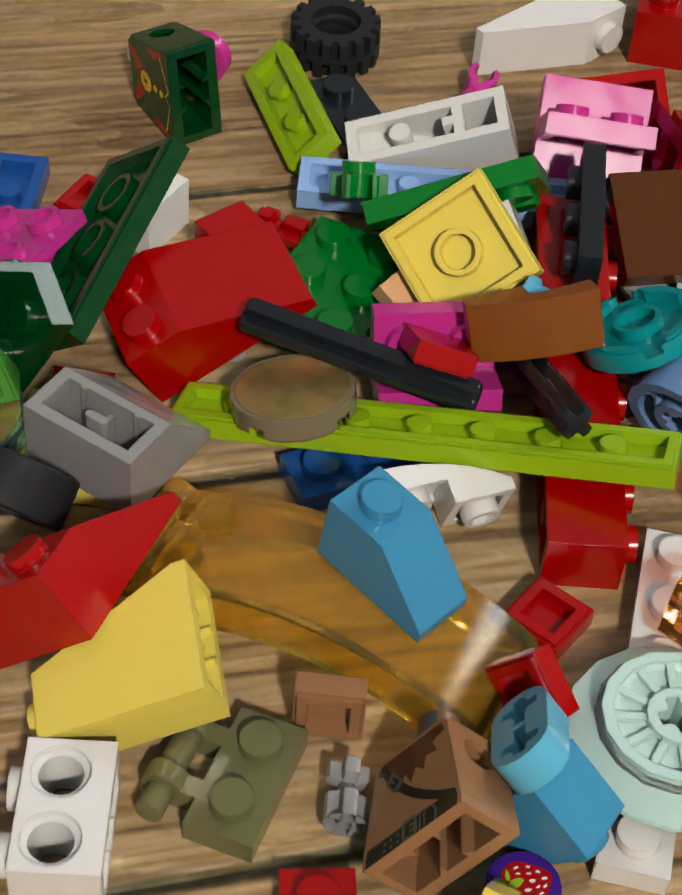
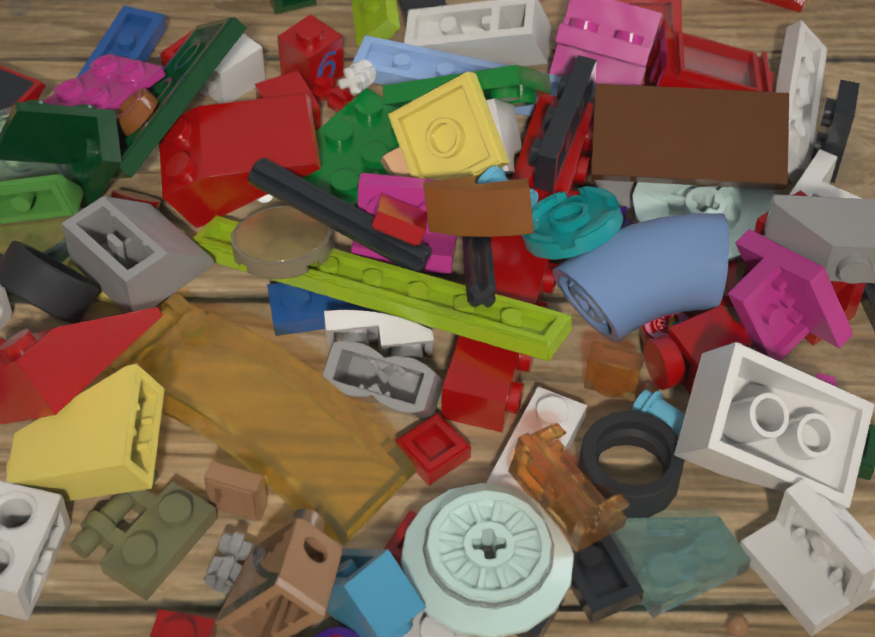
camera: 15 degrees right, 5 degrees up
(71, 261) = (135, 111): none -> dark orange tile
(244, 173) = (312, 50): none -> red brick
(311, 200) = (358, 76): none -> white piece
(358, 180) = (394, 65): green plate -> none
(392, 553) = (301, 382): dark azure slope -> none
(491, 546) = (393, 381): none -> light grey brick
(530, 669) = (388, 503): red tile -> none
(530, 740) = (359, 545): medium azure beam -> none

